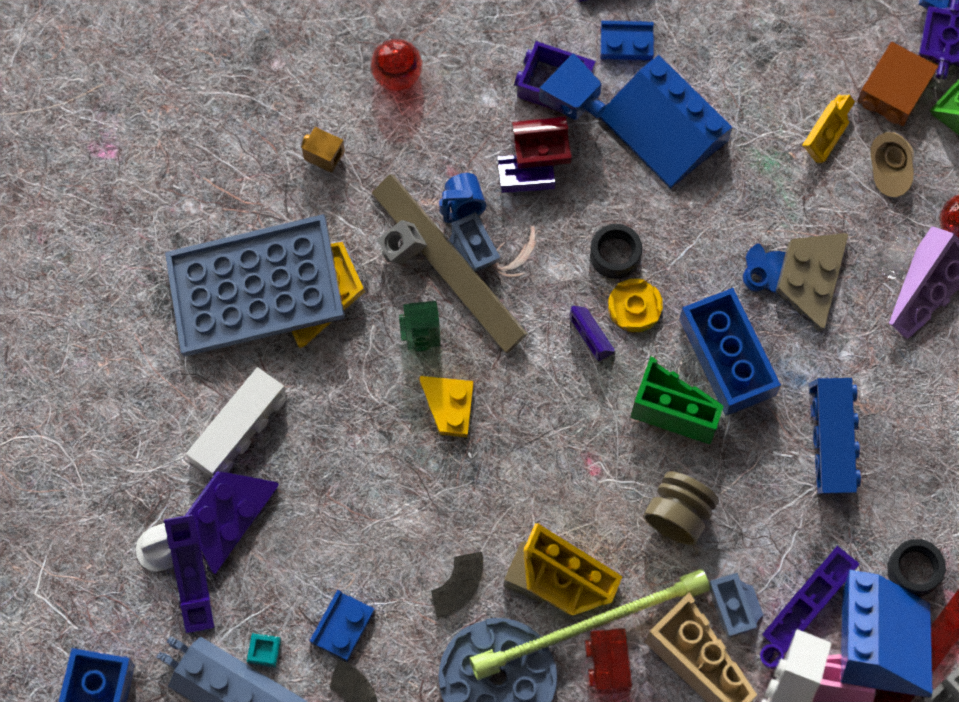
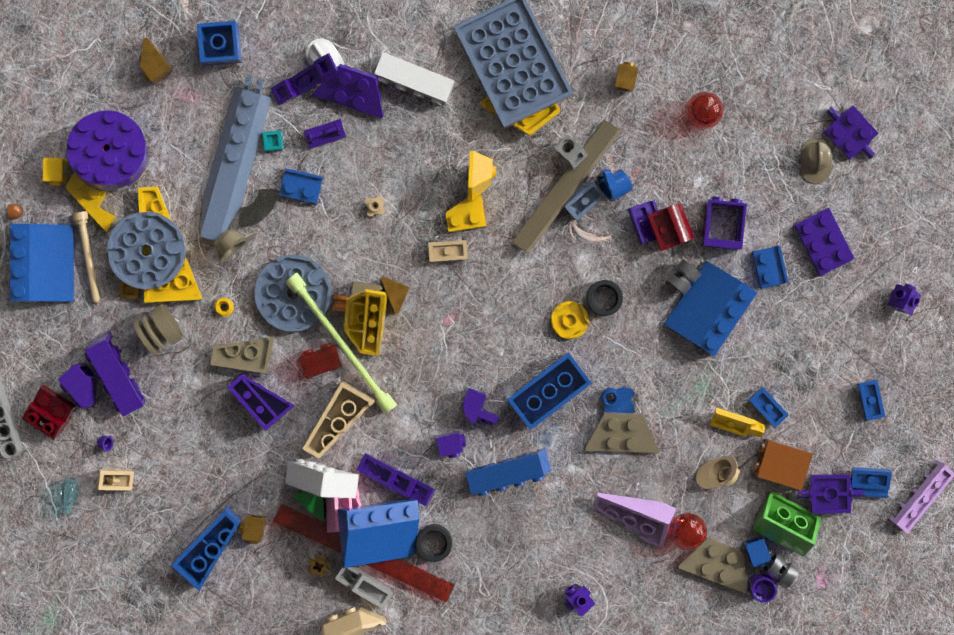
camera: 80 degrees right, 20 degrees up
(276, 570) = (325, 133): none -> dark purple hinge
(398, 369) = (480, 174): none -> yellow slope
(402, 534) = (378, 210): none -> tan plate
(420, 325) = (511, 180): clear green brick -> none
(460, 586) = (346, 254): clear smoke tile -> none
(494, 441) = (448, 251): none -> tan plate
(525, 525) = (396, 292): none -> pearl gold slope
(530, 610) = (339, 302): none -> dark orange wheel
(573, 90) = (711, 240): blue torso -> none
(591, 332) = (542, 296): dark purple slope -> none
(610, 141) = (683, 277): none -> flat silver wheel
(675, 405) = (501, 363): green wedge -> none
(681, 508) = (430, 383): dark tan wheel -> none
(727, 461) = (473, 408): none -> dark purple brick
(735, 604) = (379, 433): sand blue slope -> none
(767, 653) = (352, 458): dark purple hinge -> none
(776, 501) = (451, 444): none -> dark purple brick
(815, 84) = (768, 407): none -> blue plate

